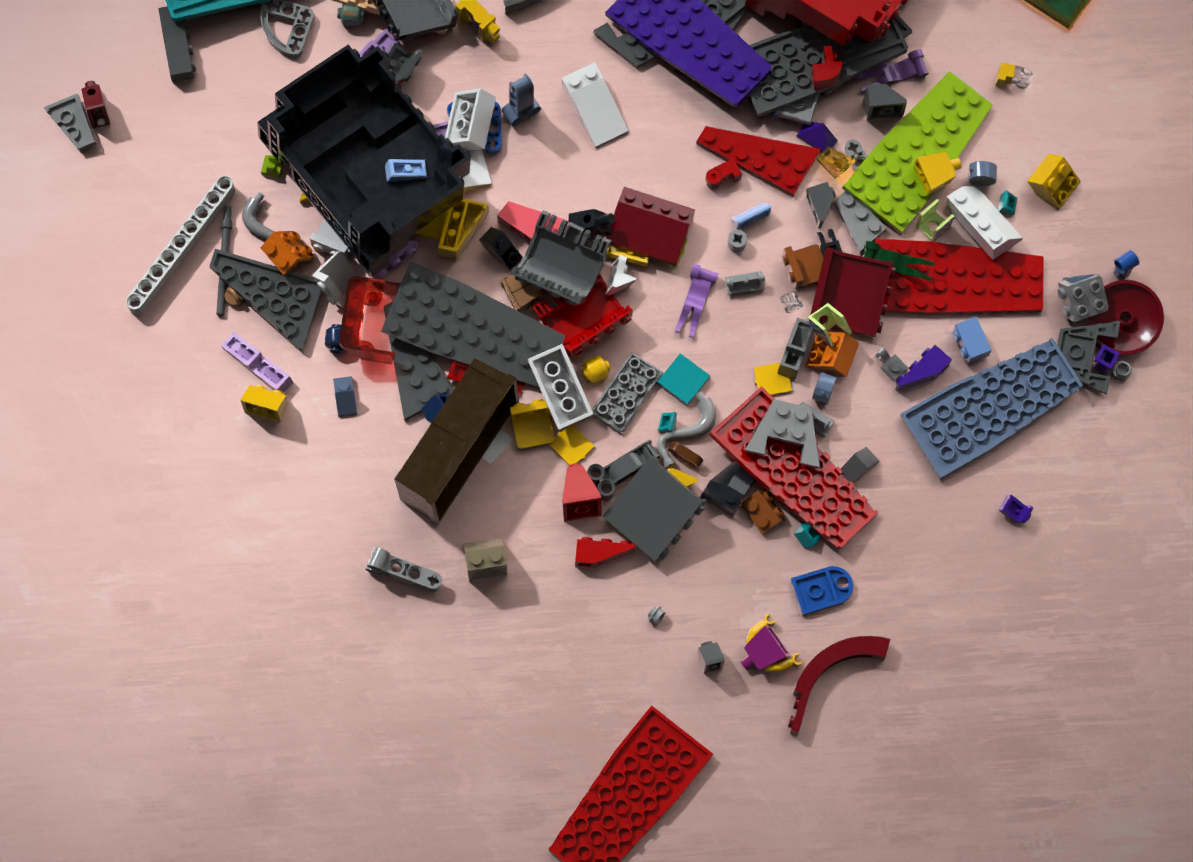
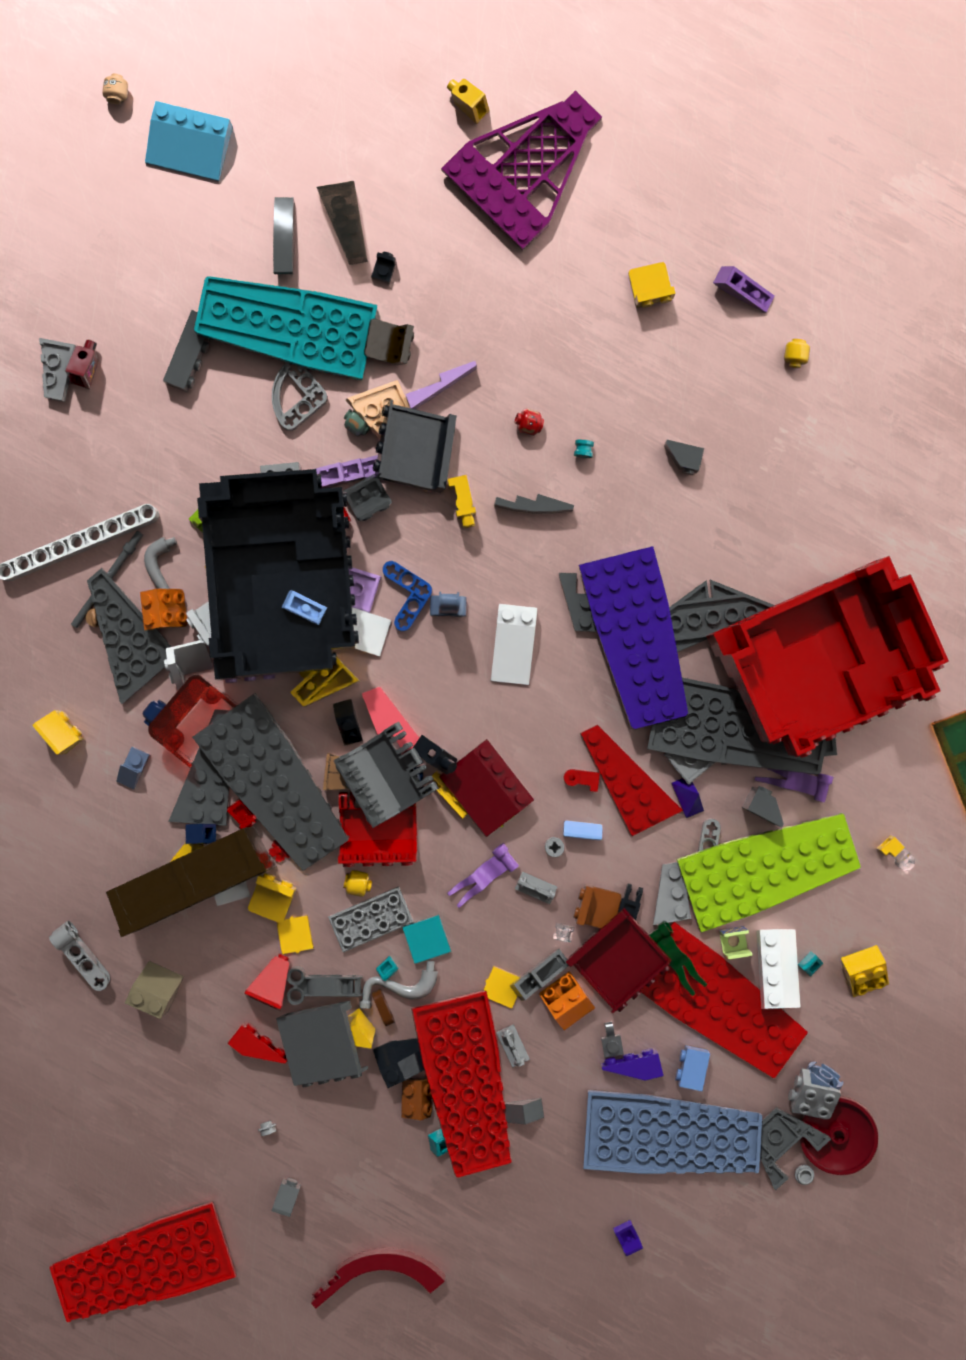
camera: 30 degrees right, 15 degrees up
(257, 363) = (77, 690): lavender slope -> none
(470, 118) = (395, 590): white slope -> none
(560, 386) = (311, 885): white slope -> none
(618, 279) = (426, 817): white slope -> none
(766, 649) = (336, 1220): magenta torso -> none
(787, 424) = (483, 1043): light grey wing -> none
(820, 201) = (650, 859): dark grey slope -> none
(820, 589) = (417, 1195): blue tile -> none
(824, 387) = (538, 1028): sand blue piece -> none
(827, 73) = (730, 754): red brick -> none
(834, 318) = (585, 973): yellowish green piece -> none
(835, 161) = (686, 832): clear yellow slope -> none
(936, 170) = (766, 902): yellow torso -> none
(982, 173) = (807, 926): sand blue piece -> none
(1106, 359) = (795, 1161): dark purple brick -> none
(1125, 264) = (871, 1090): blue piece -> none

